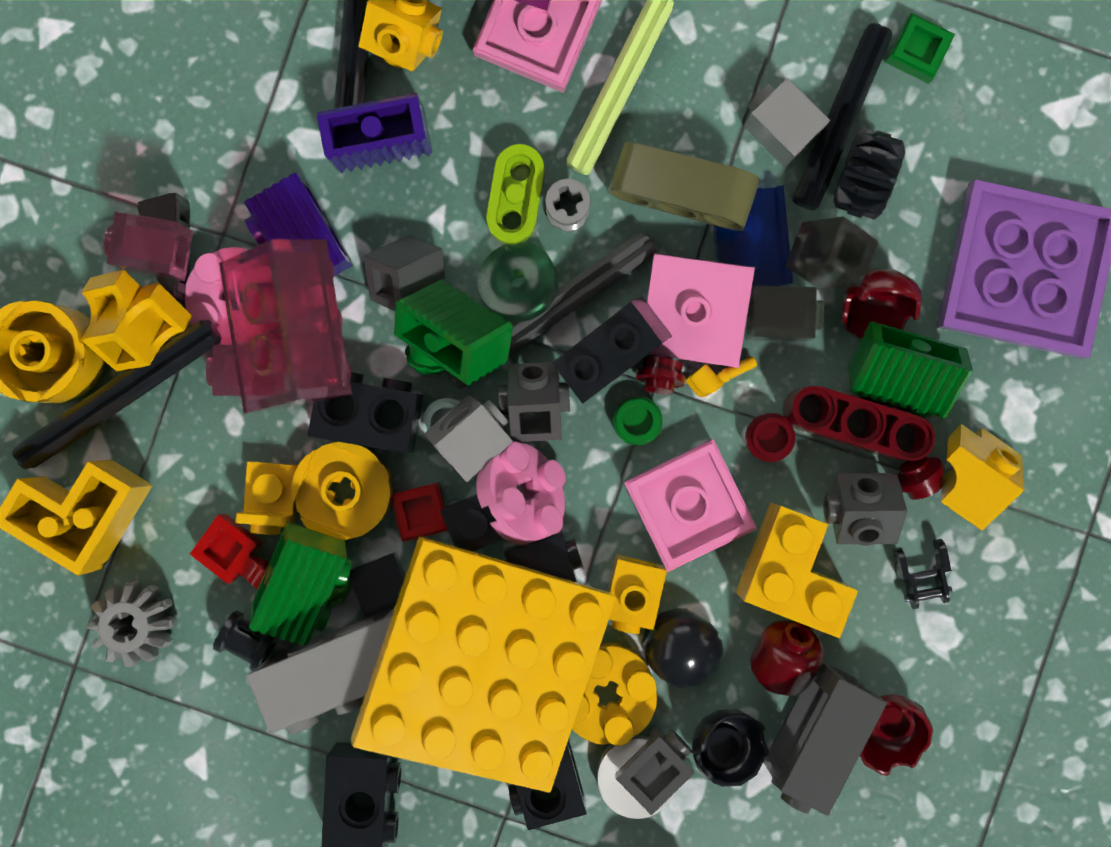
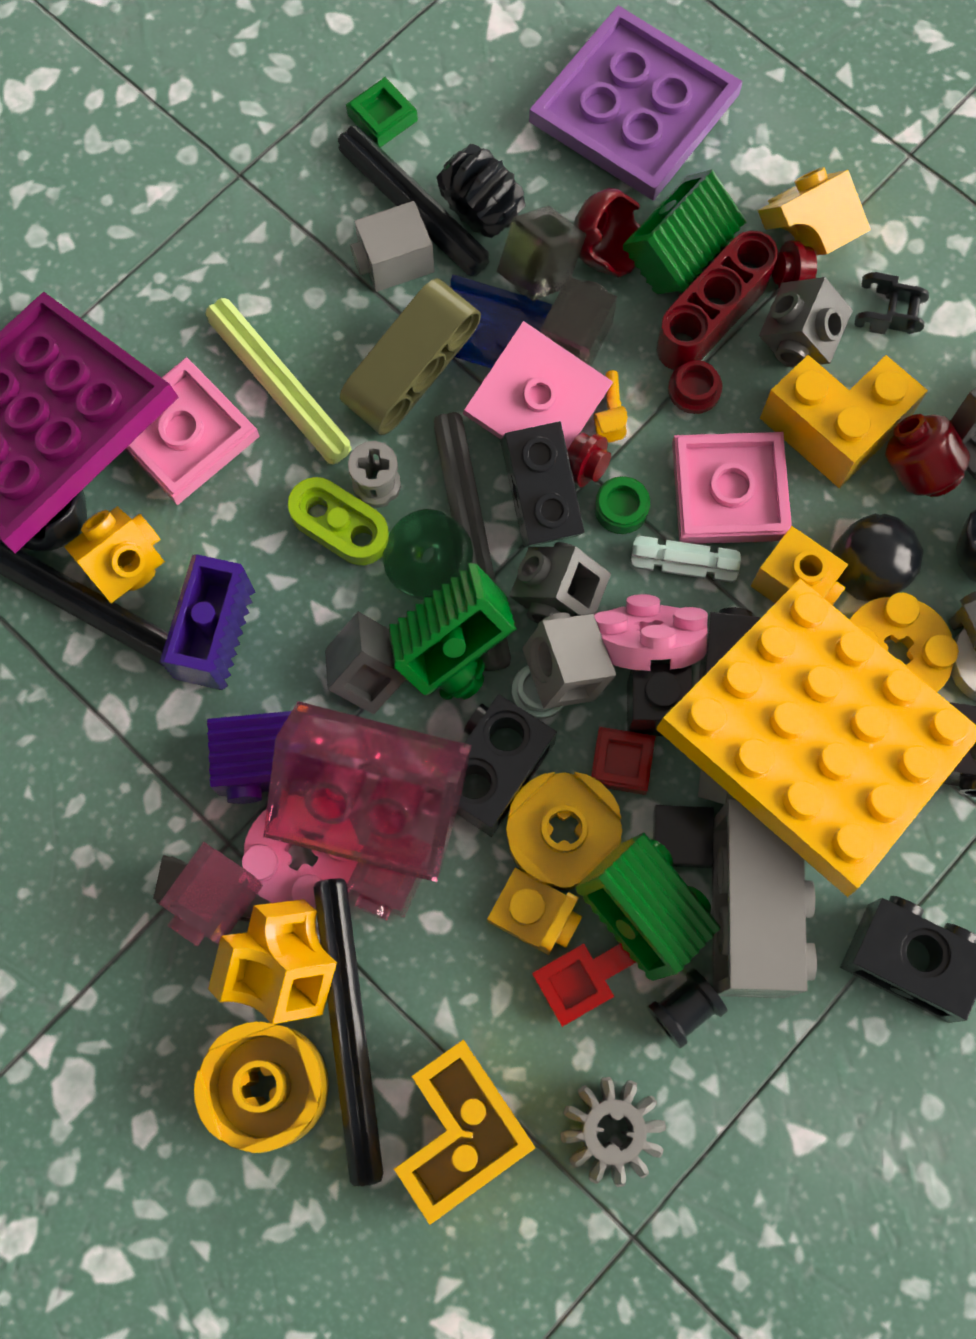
camera: 65 degrees left, 15 degrees down
(611, 492) = (685, 559): none -> light aqua axle

